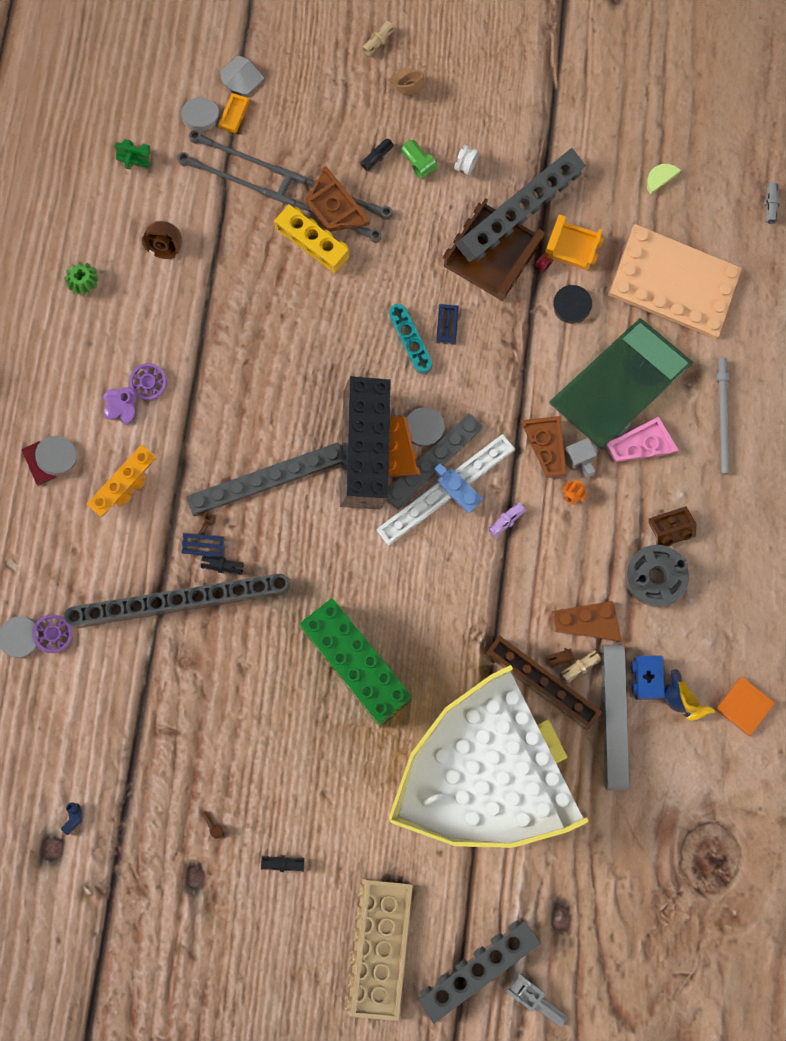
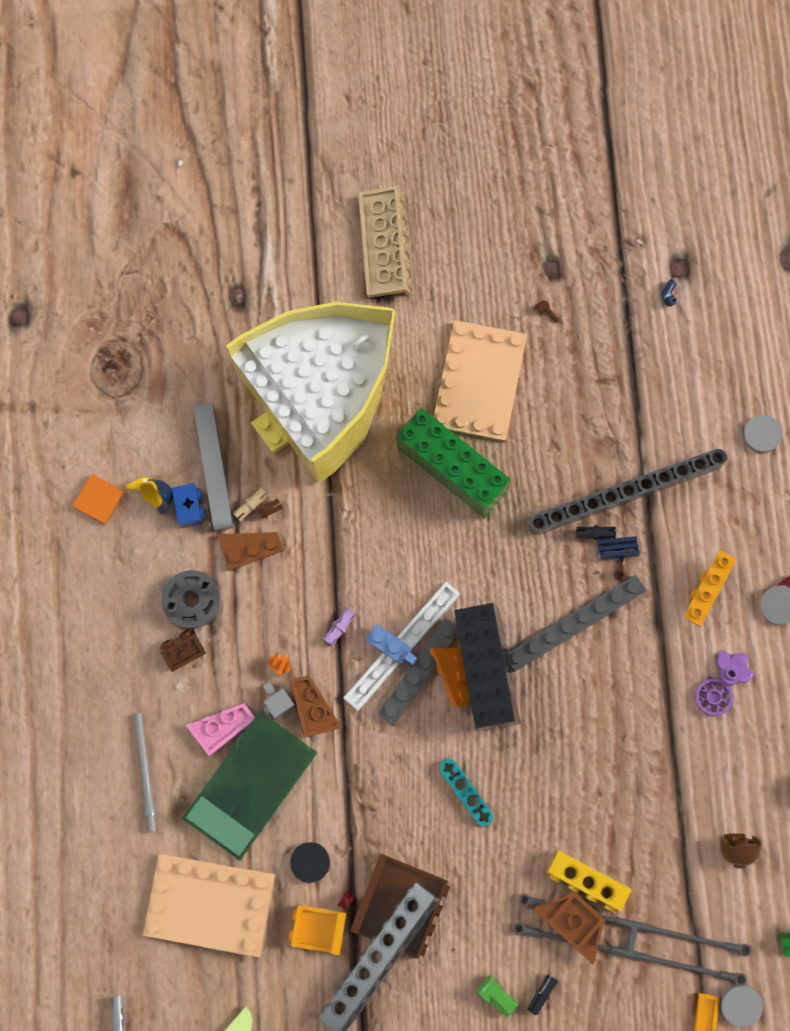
camera: 175 degrees right, 0 degrees up
(51, 634) = (734, 441): medium lavender wheel -> none
(282, 863) = (480, 291): black pin -> none
(306, 759) = (480, 380): none -> light nougat plate
(425, 426) = (433, 704): light grey tile -> none
(437, 1009) = (327, 207): dark grey brick -> none
(445, 339) = (434, 833): dark blue tile -> none
(466, 160) = (446, 1003): white wheel -> none
(532, 998) = (251, 231): light grey connector -> none
(544, 683) = (282, 480): reddish brown brick -> none

